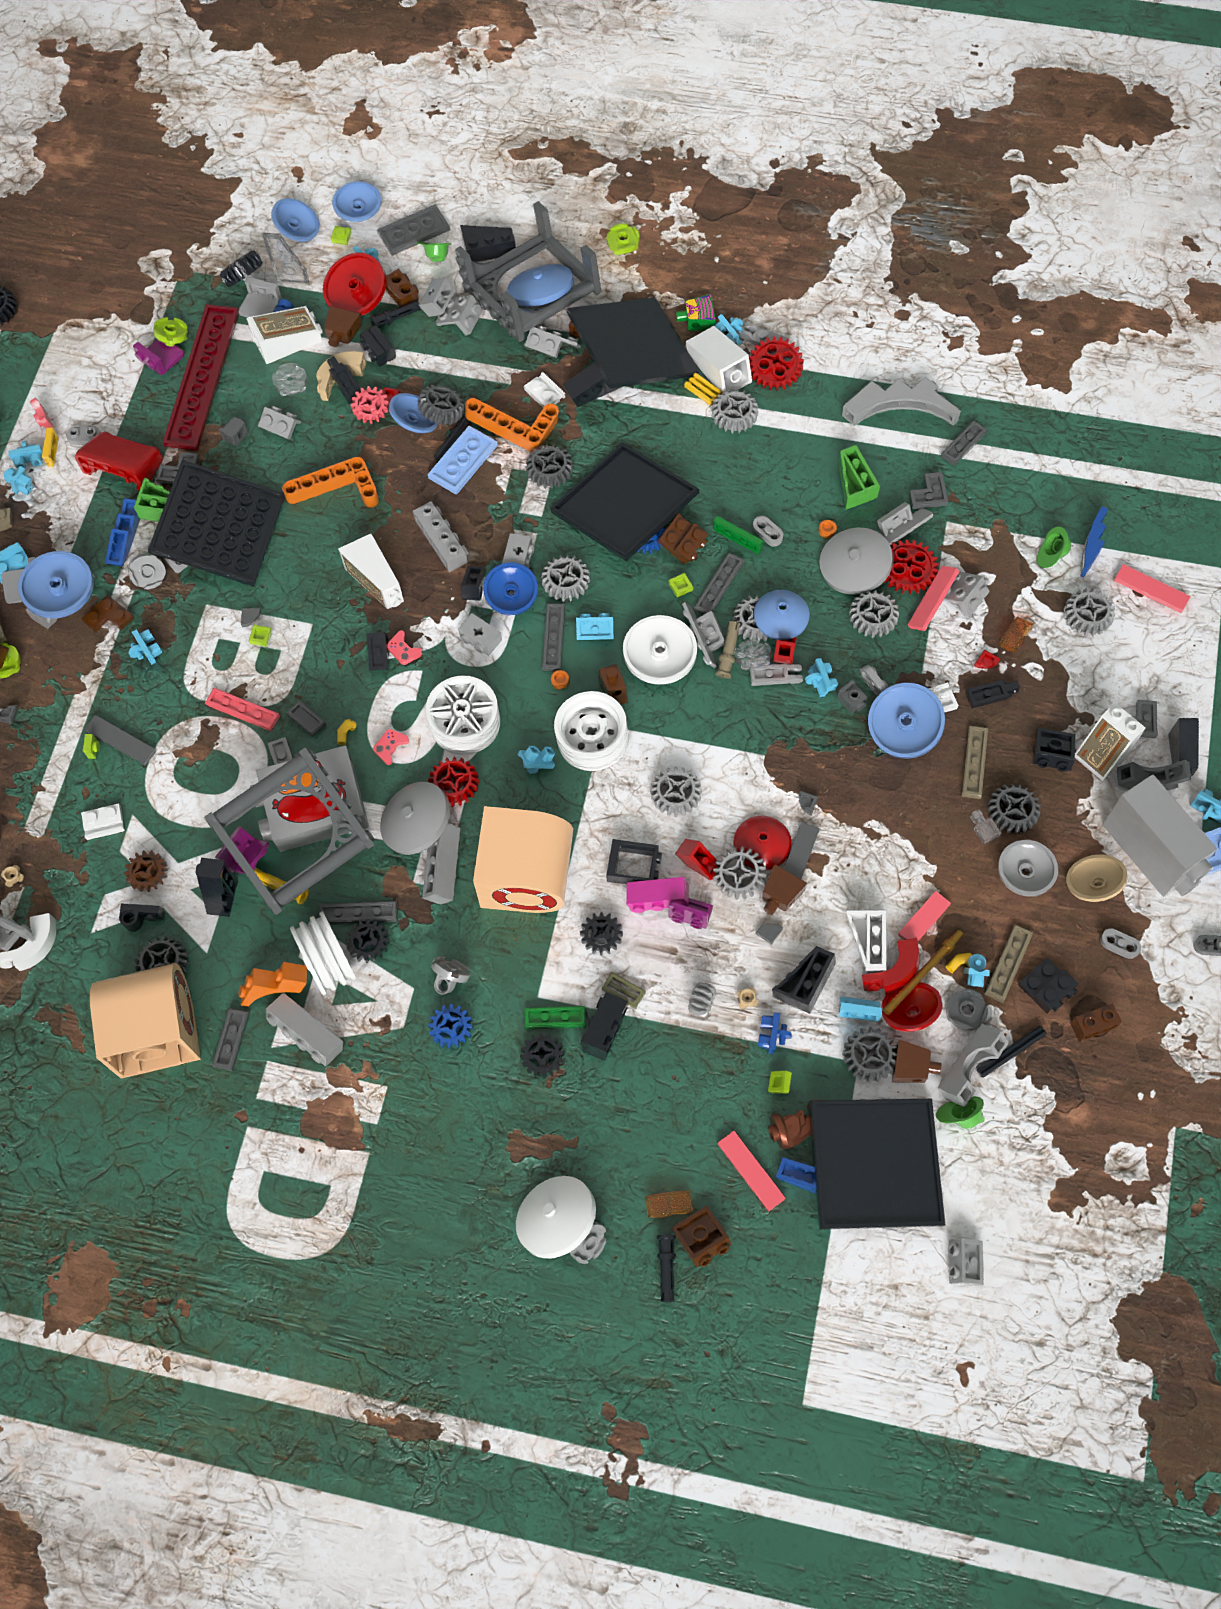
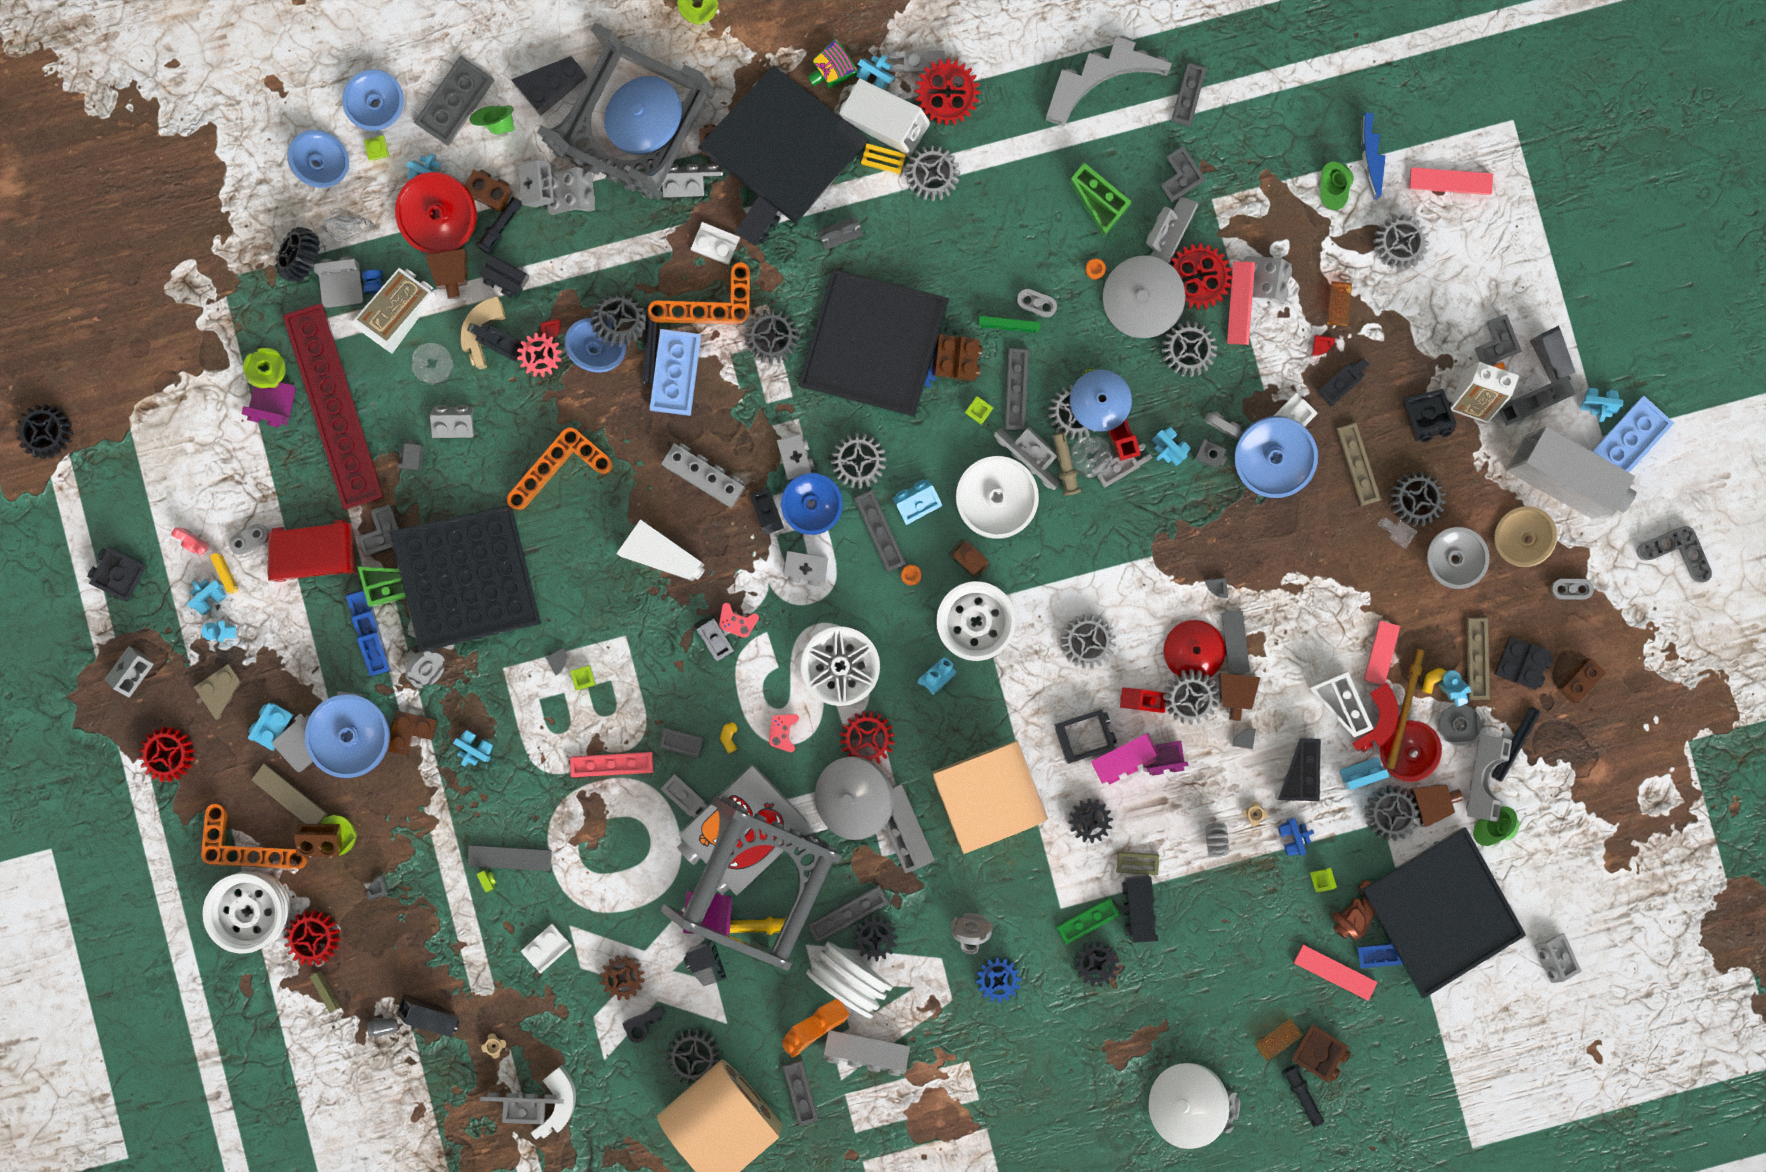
camera: 30 degrees left, 20 degrees up
(642, 422) = (840, 233): none -> dark grey hinge

